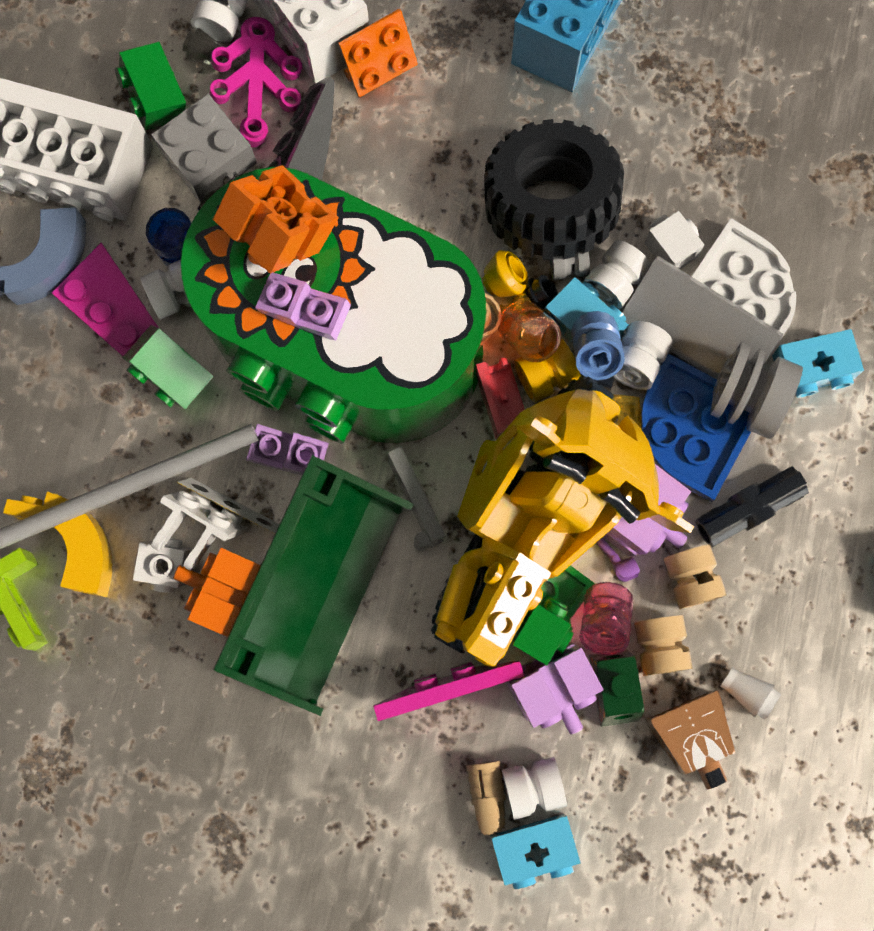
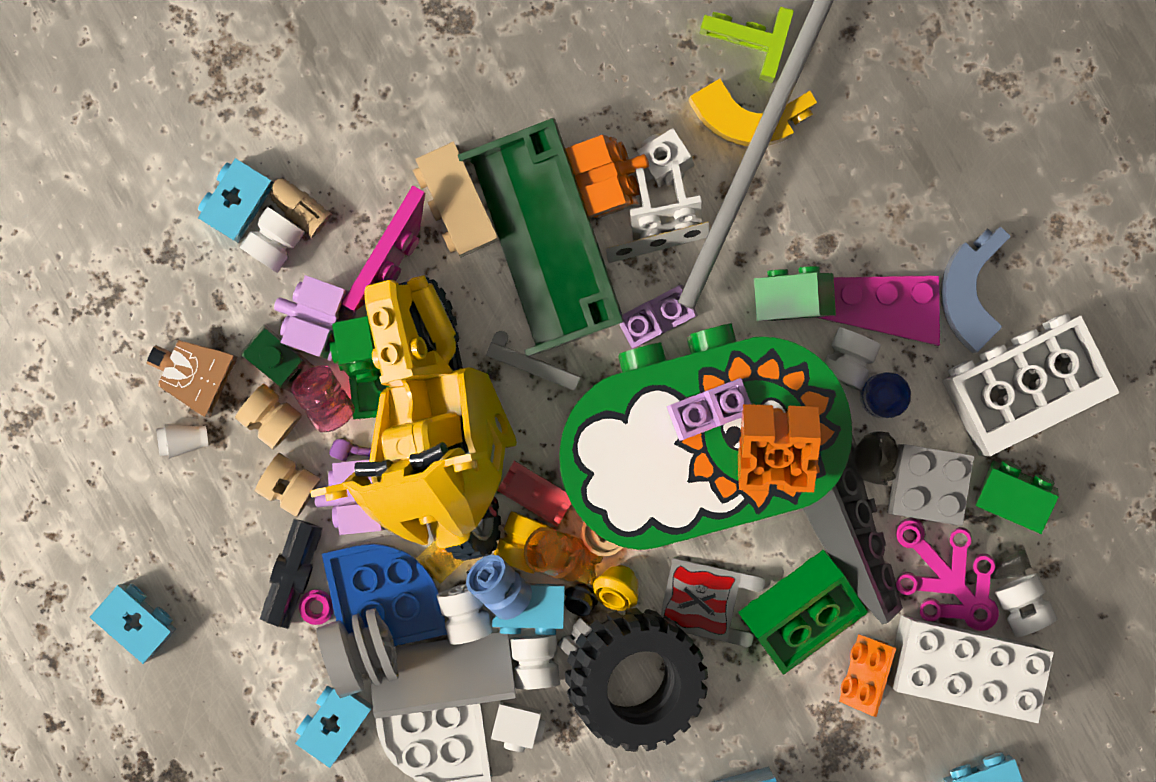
camera: 130 degrees right, 10 degrees up
(357, 684) = (455, 200): none -> tan brick
(382, 143) = (803, 611): none -> green slope
(449, 209) = (704, 600): none -> flag
(763, 460) = (305, 609): none -> dark pink plate

